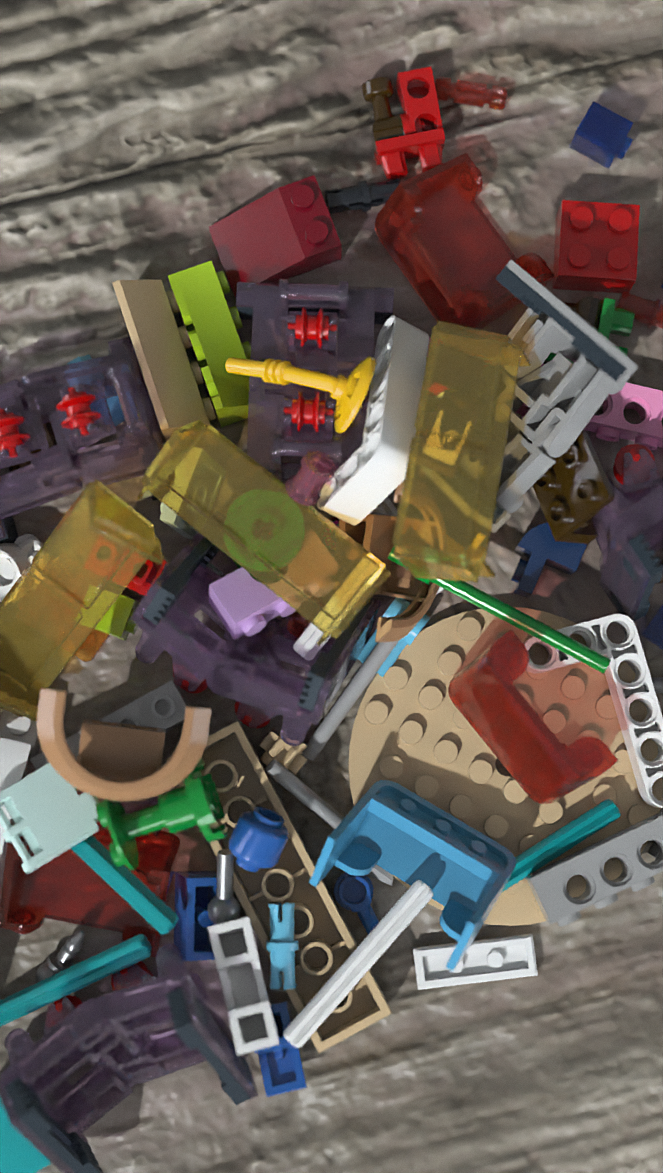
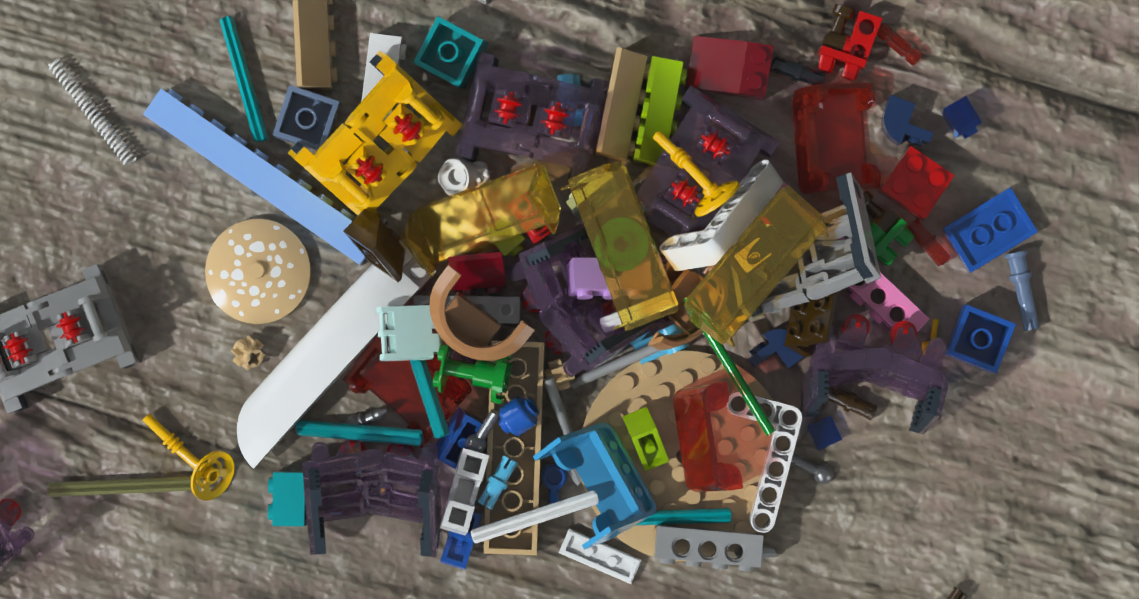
camera: 25 degrees right, 5 degrees up
(97, 678) = (479, 272): none -> dark red slope
(310, 478) = (661, 232): clear pink bush -> none
(445, 770) = (646, 438): none -> lime slope
(525, 187) = (896, 123): none -> dark blue brick

